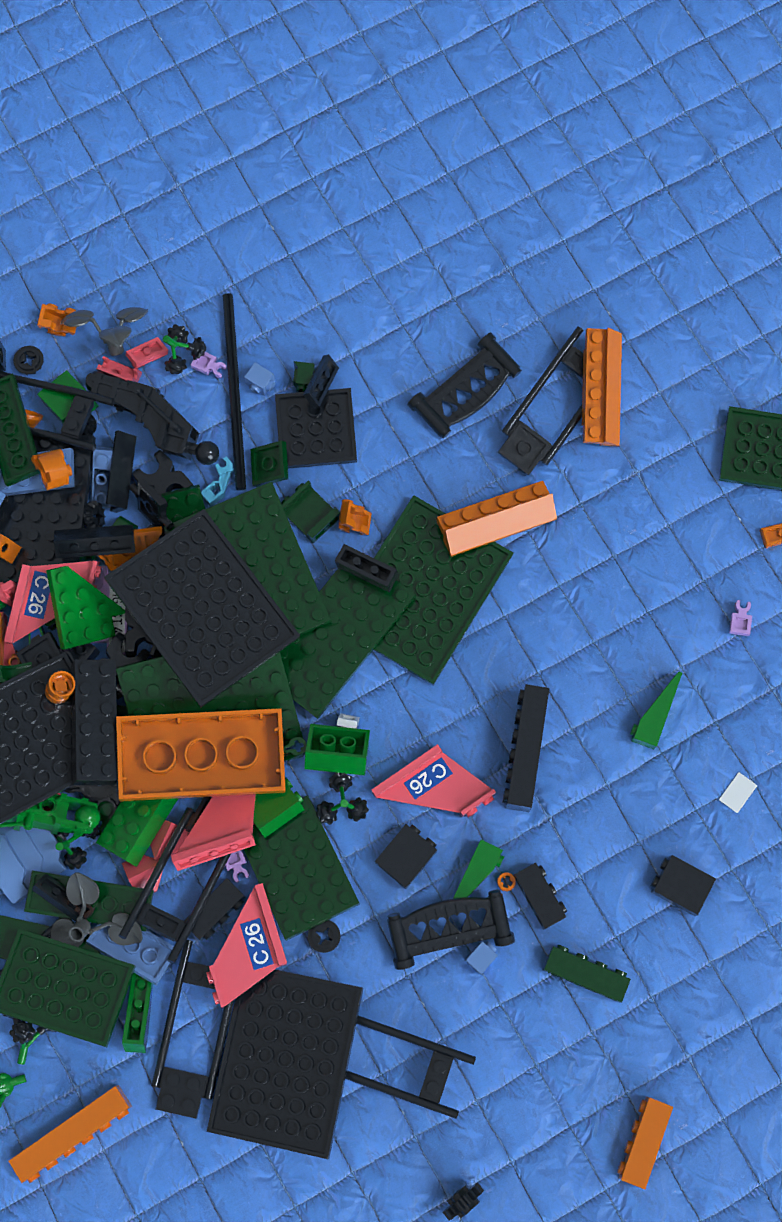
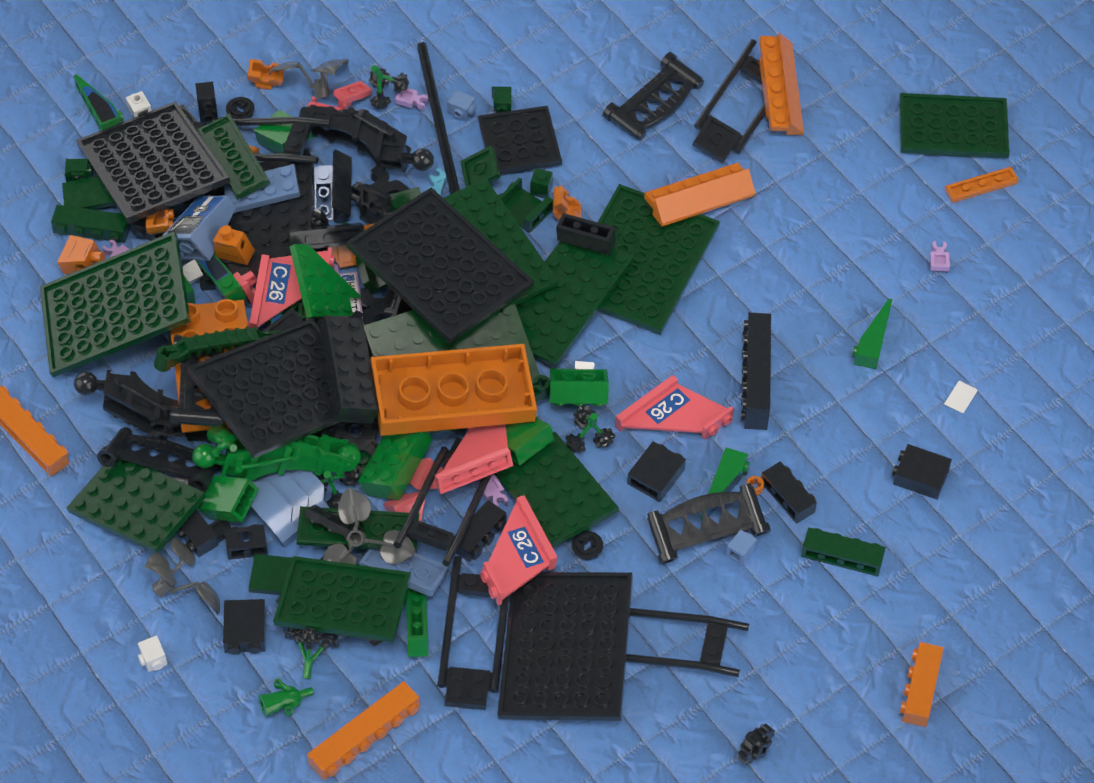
camera: 10 degrees left, 20 degrees down
(52, 468) = (282, 176): orange cylinder -> none
(60, 687) = (313, 339): orange wheel -> none
(321, 381) = (519, 99): black plate -> none
(331, 486) = (541, 183): none -> dark green brick

